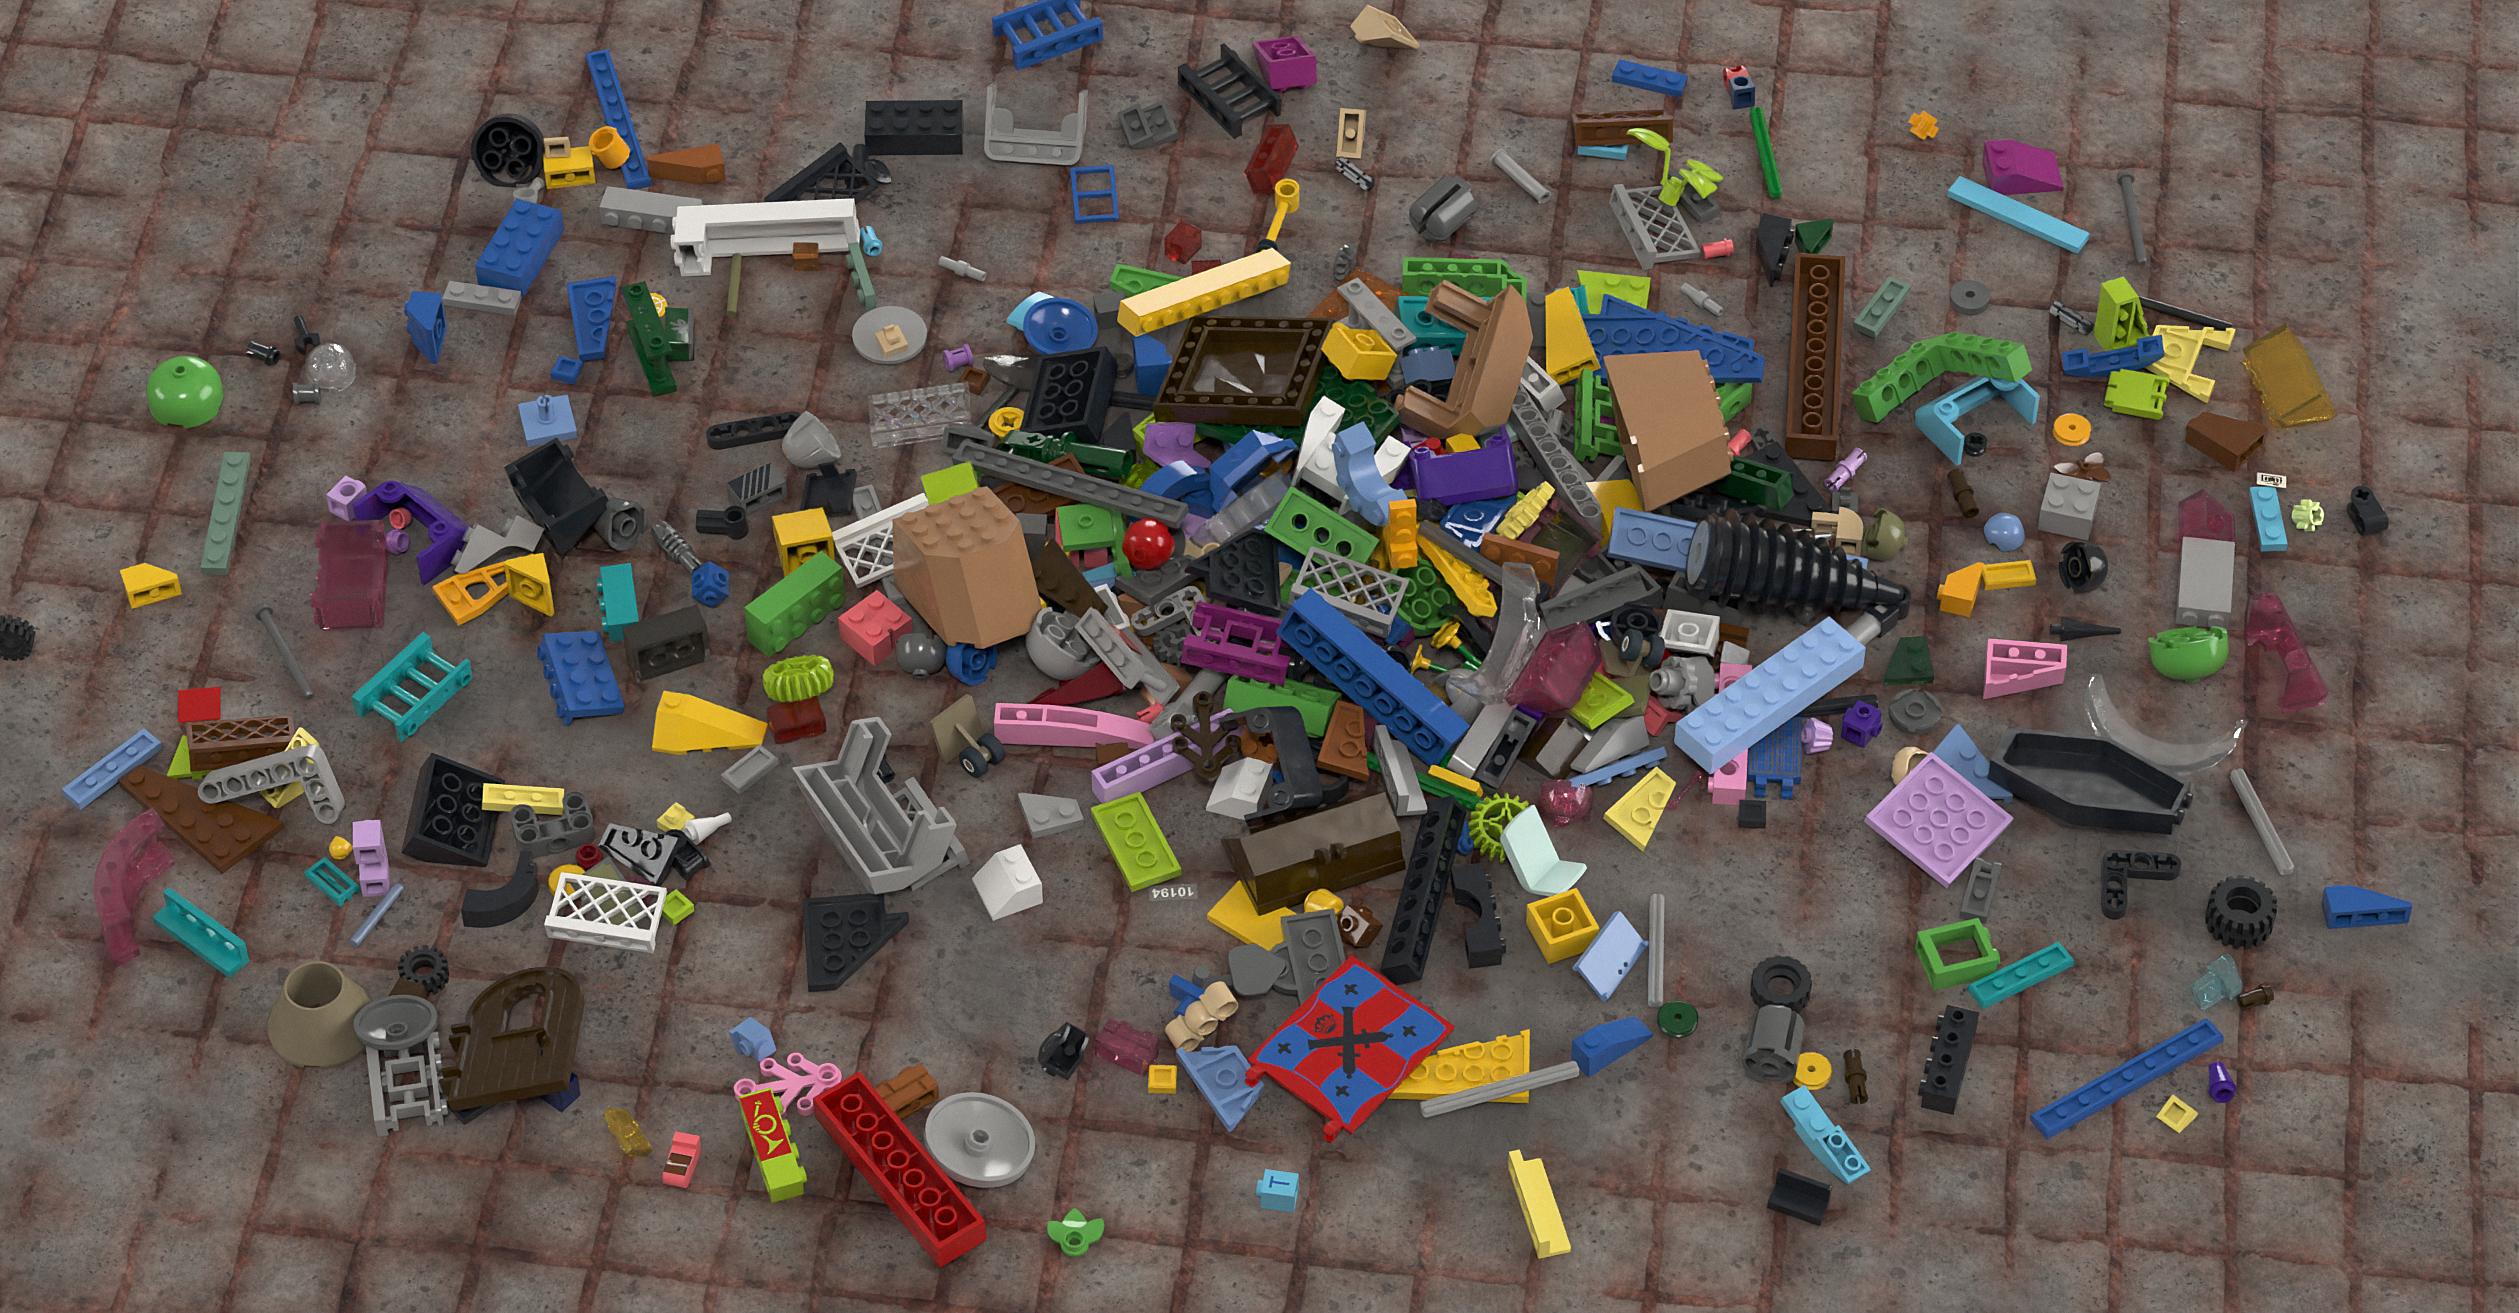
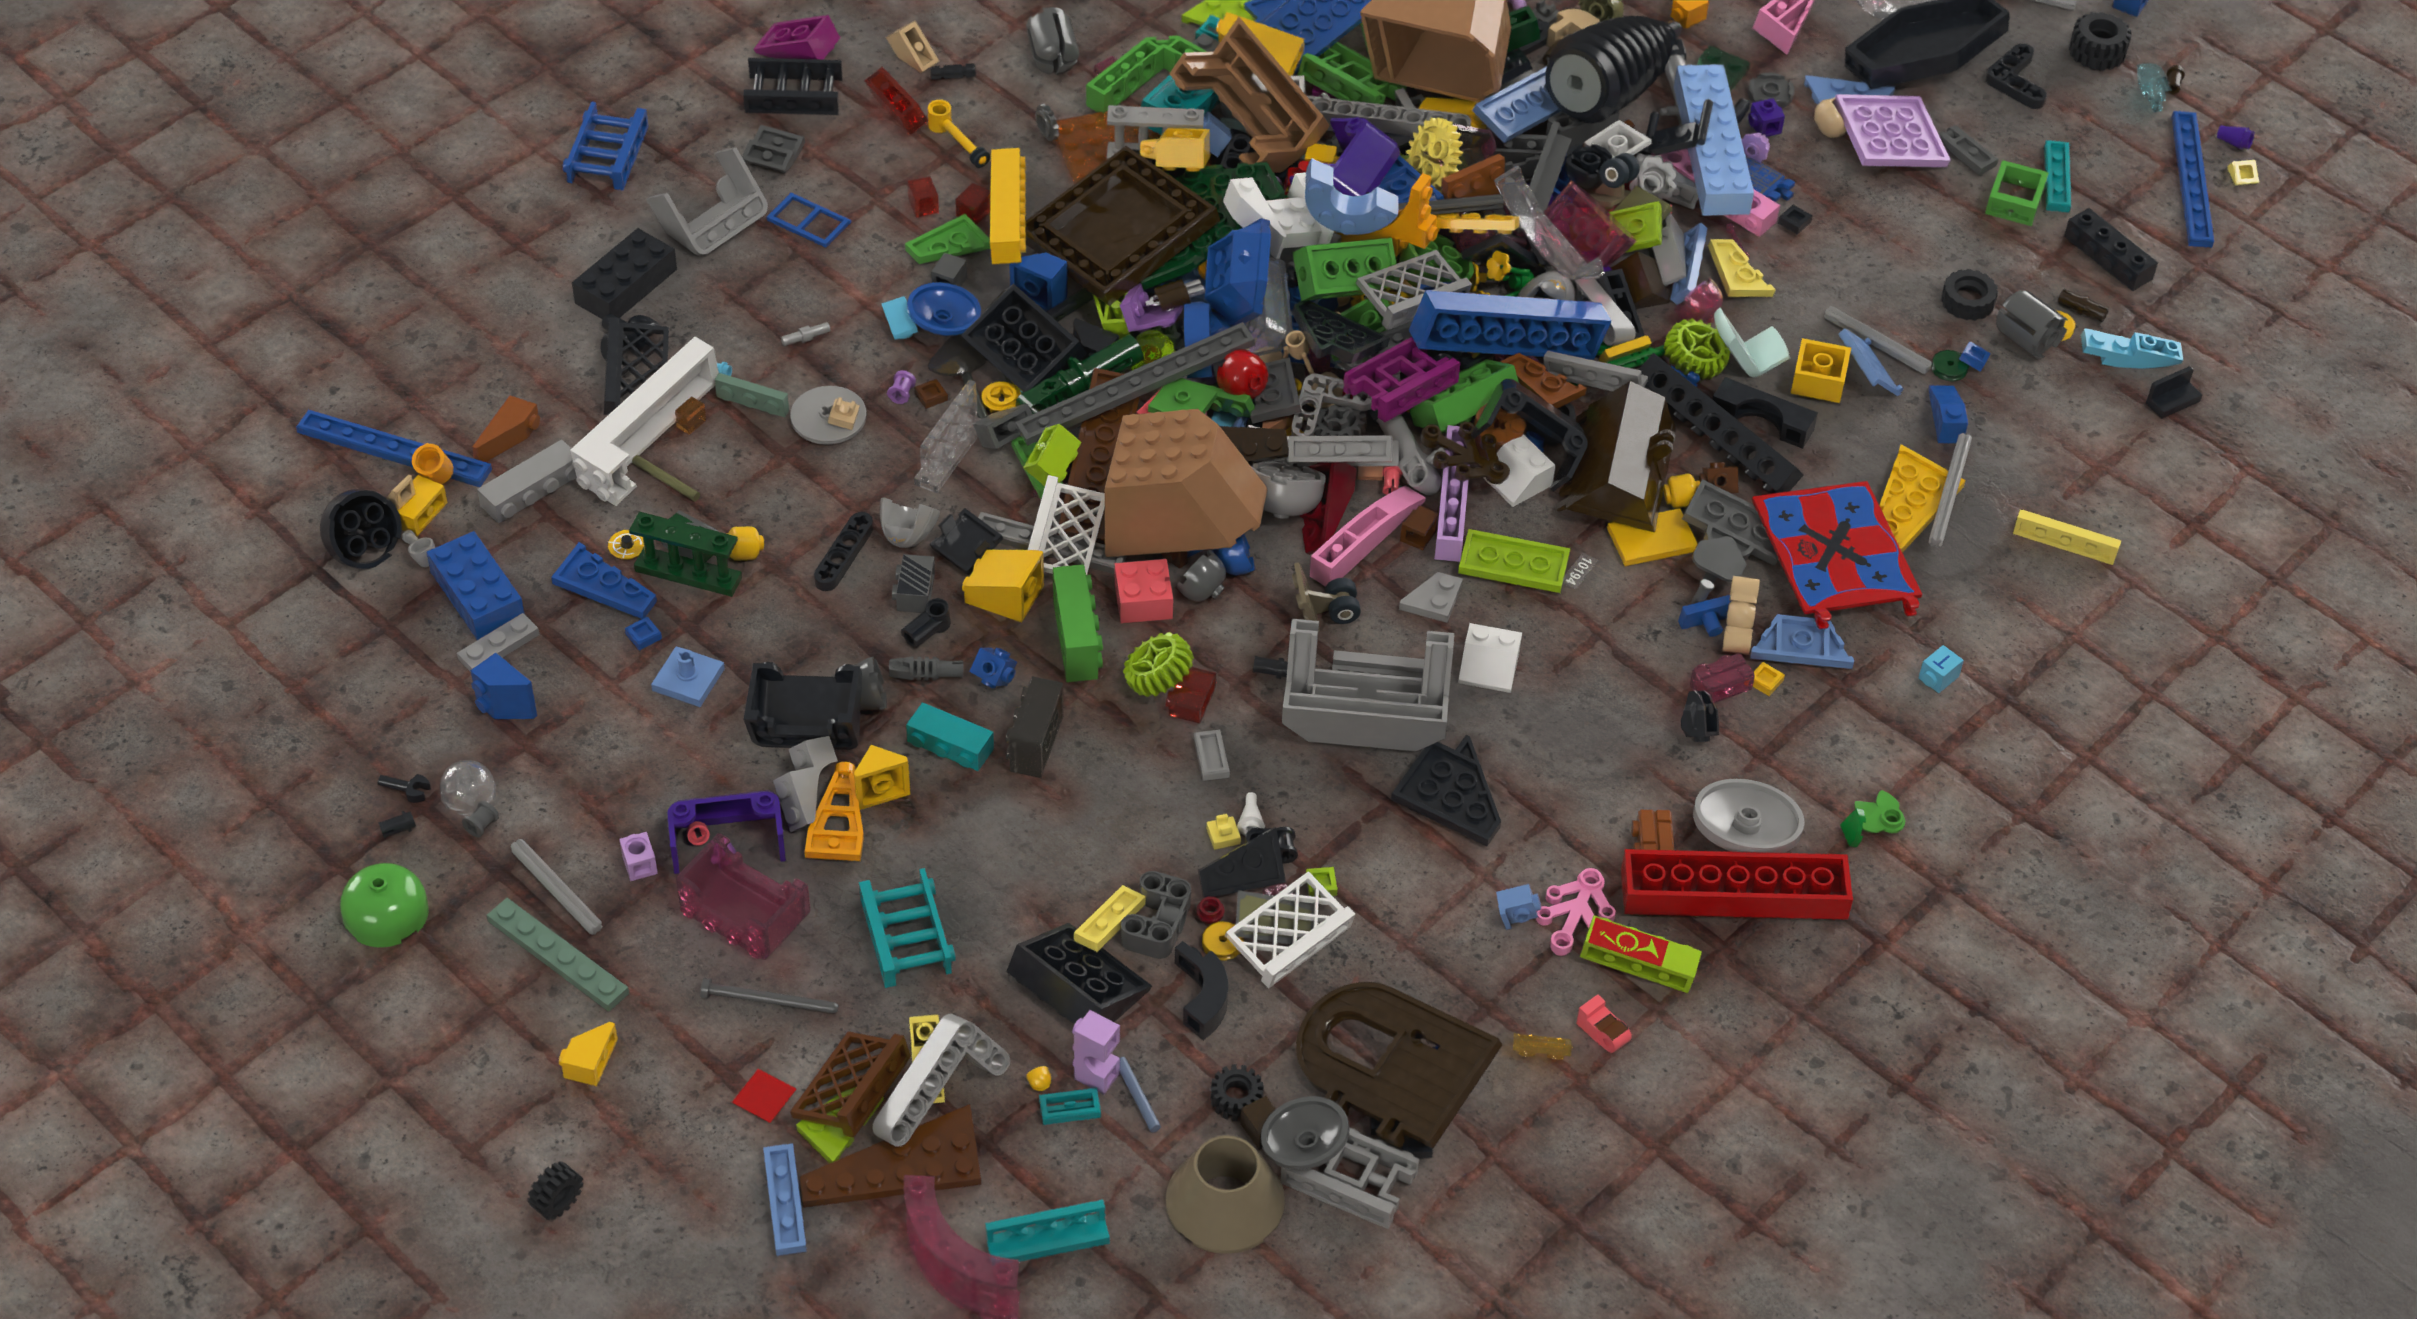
camera: 55 degrees left, 0 degrees up
(284, 473) = (556, 886): none -> light grey axle
(579, 675) = (1003, 809): blue bracket -> none
(696, 724) = (1135, 760): yellow wedge -> none
(703, 367) = (748, 543): none -> yellow head
(1040, 1220) = (1853, 826): none -> green tile
(1199, 450) = (1176, 294): none -> dark brown piece
(1702, 1029) = (1974, 356): none -> blue tile
(1736, 667) = (1680, 136): none -> black plate

